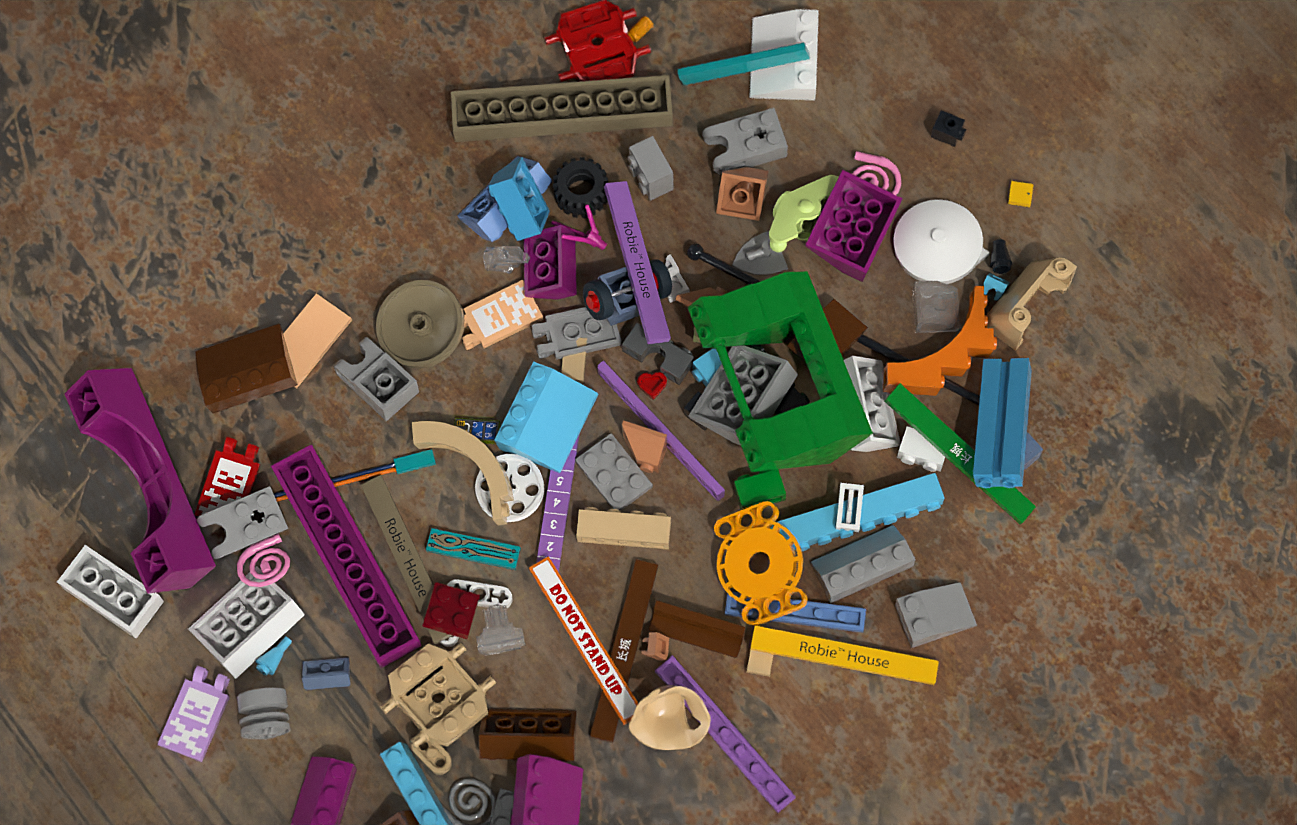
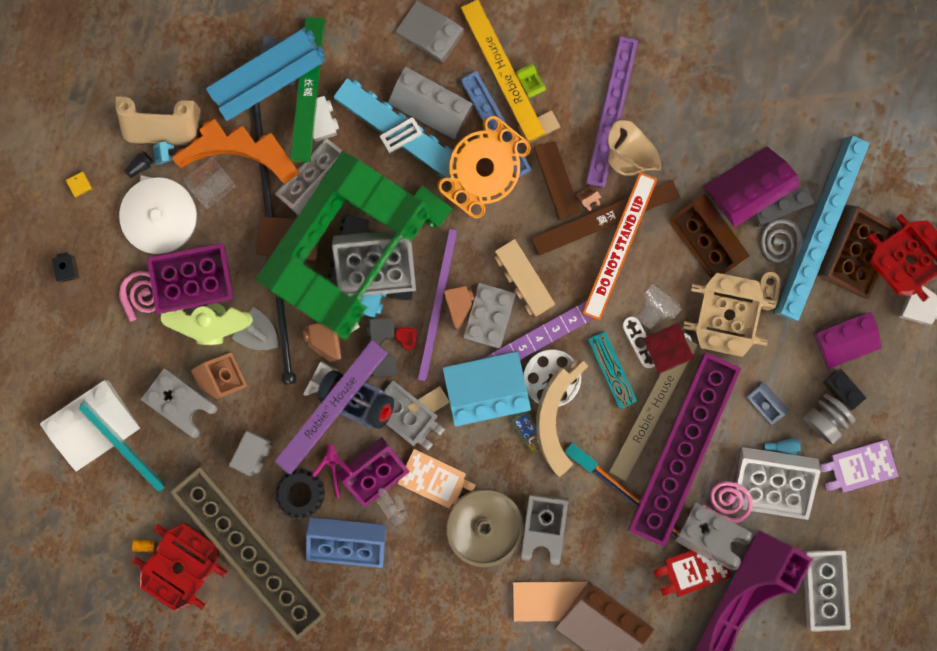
camera: 130 degrees left, 15 degrees up
(279, 753) = (844, 389): none -> black brick
(519, 199) = (344, 525): dark azure slope -> none
(813, 674) = (530, 80): none -> lime bracket

